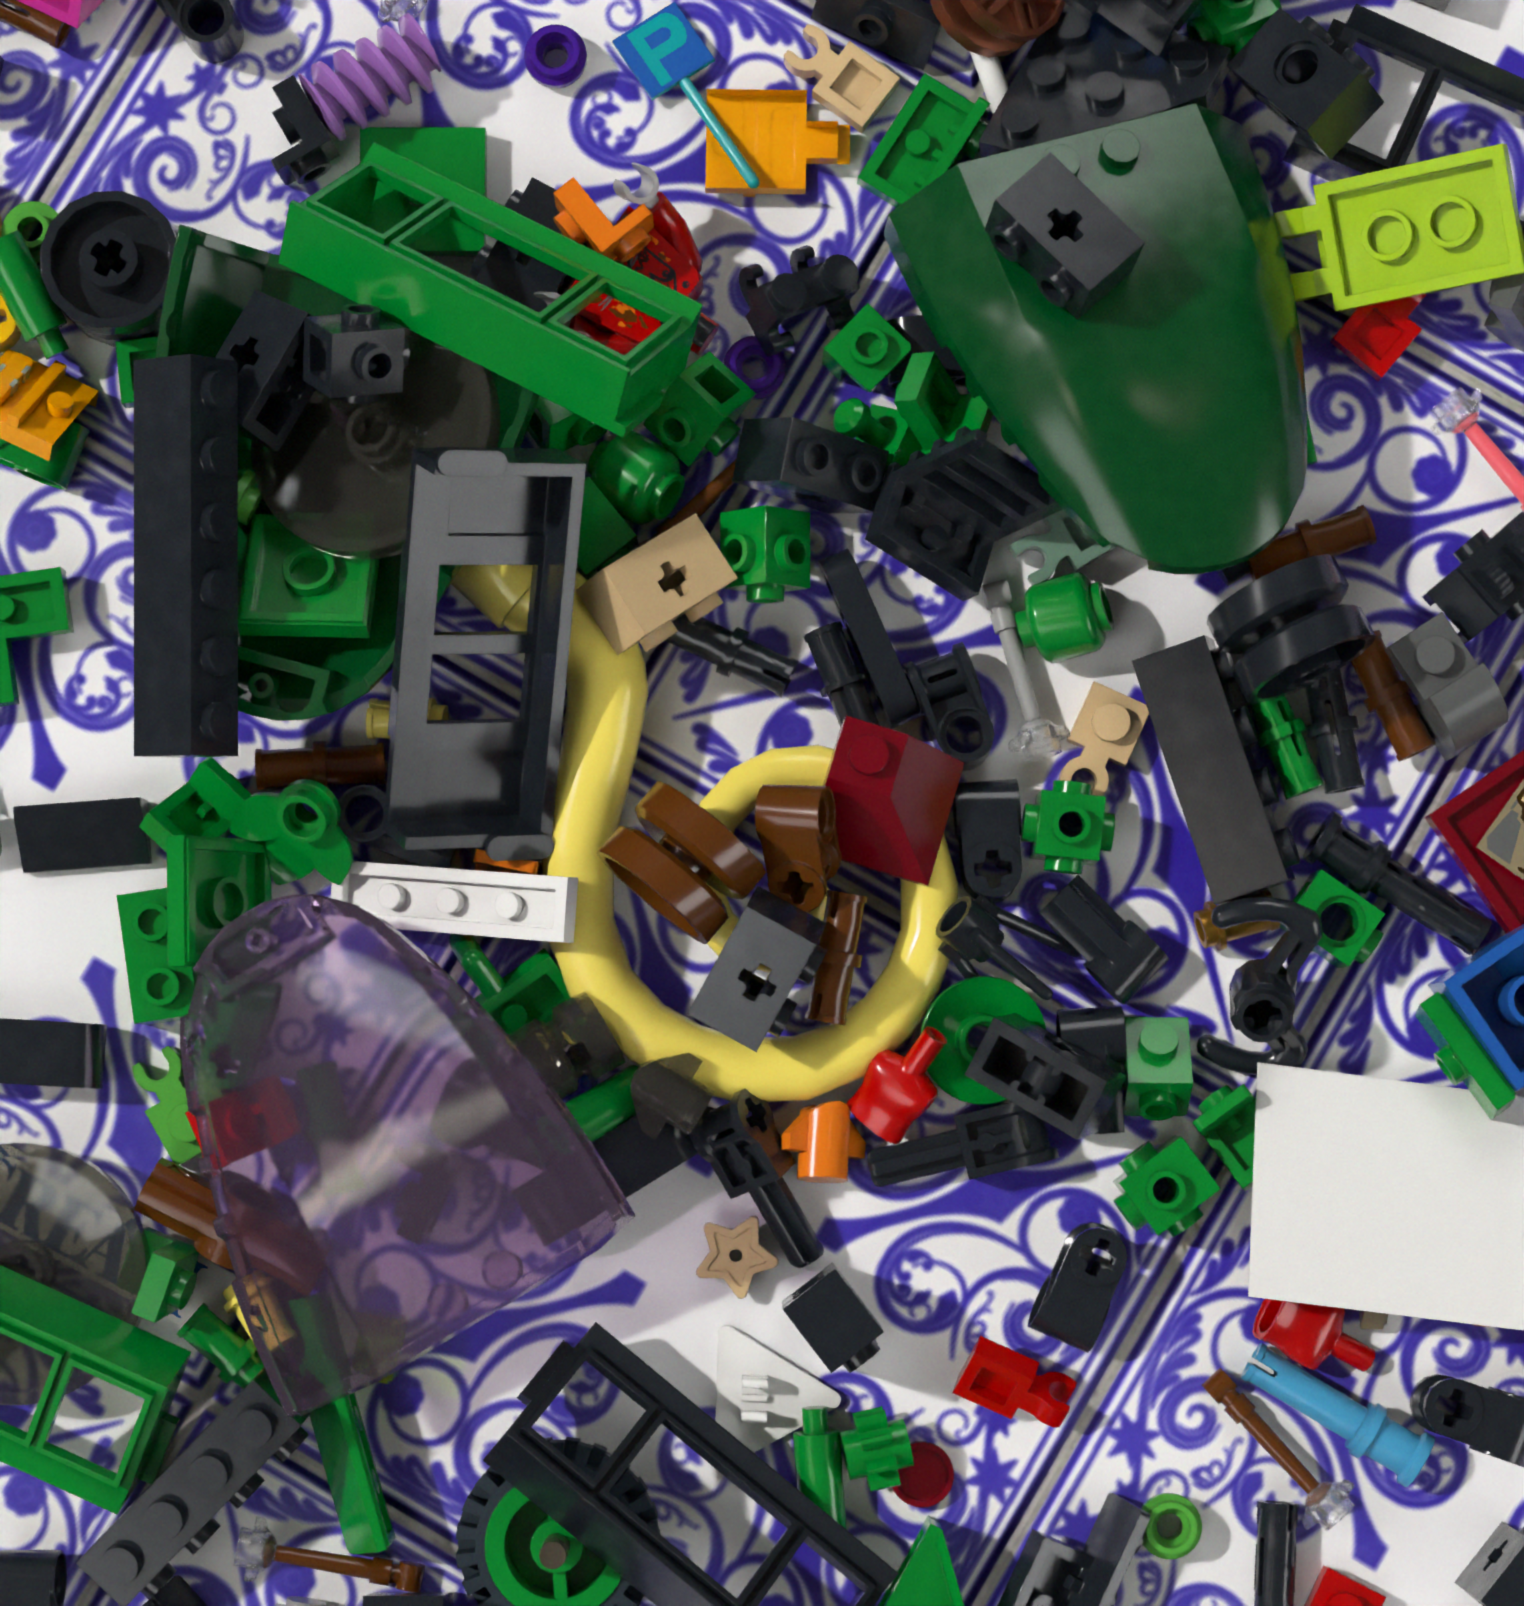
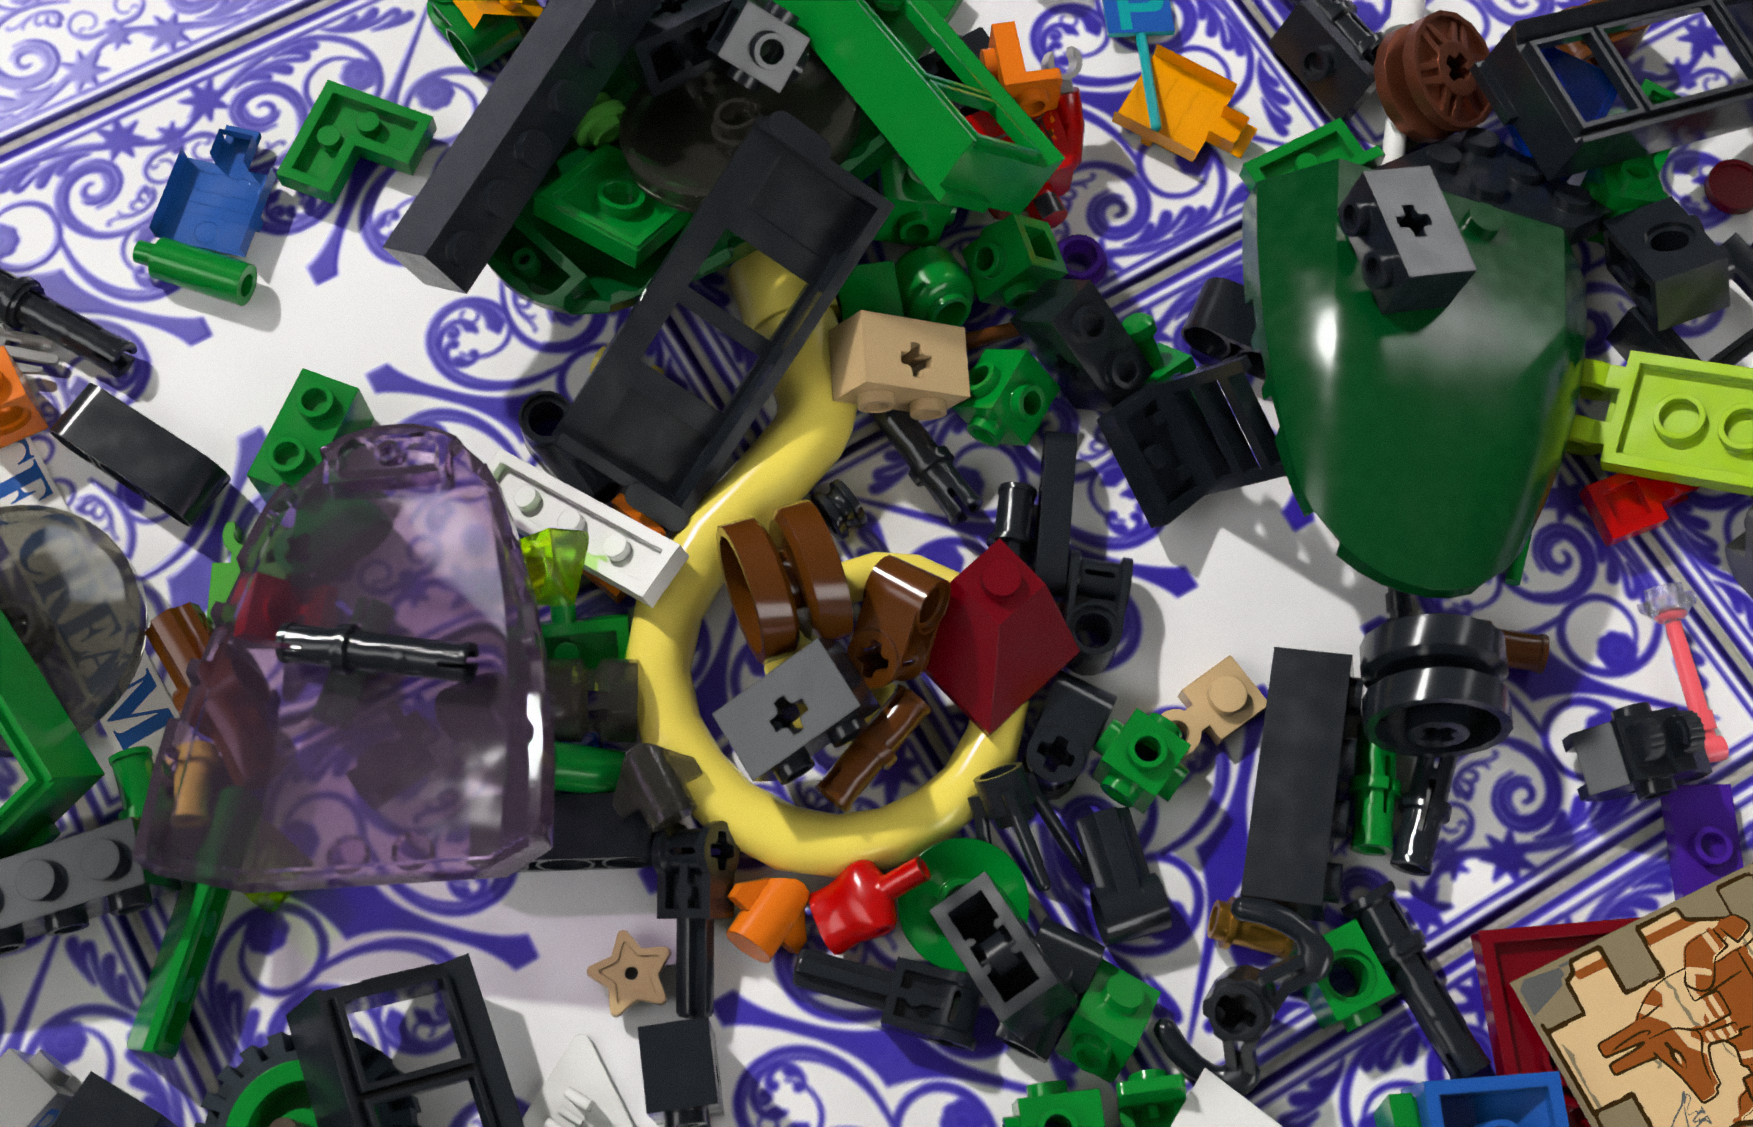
camera: 25 degrees right, 15 degrees down
(82, 835) = (315, 323): black slope -> none
(168, 1276) = (128, 701): green bracket -> none
(198, 807) = (414, 355): green bracket -> none
(209, 888) = (378, 392): green plate -> none
(259, 1549) = (48, 989): reddish brown piece -> none
(295, 837) = (481, 412): green plate -> none
(320, 764) = (529, 369): reddish brown pin -> none
(339, 1128) = (352, 649): none -> black pin
(468, 955) = (555, 564): none -> clear neon green slope
(673, 742) = (840, 509): none -> black bush
(789, 295) = (1170, 224): black piece -> none
(848, 83) = (1271, 97): tan plate -> none
(865, 350) = (1176, 284): green bracket -> none
(933, 403) = (1214, 336): green bracket -> none
(1037, 736) = (1156, 674): light grey piece -> none
(1062, 542) = (1275, 527): sand green plate -> none
(1065, 617) = (1233, 587): green head -> none
(1391, 701) = (1490, 812): reddish brown pin -> none
(1454, 692) = (1558, 835): dark grey brick -> none

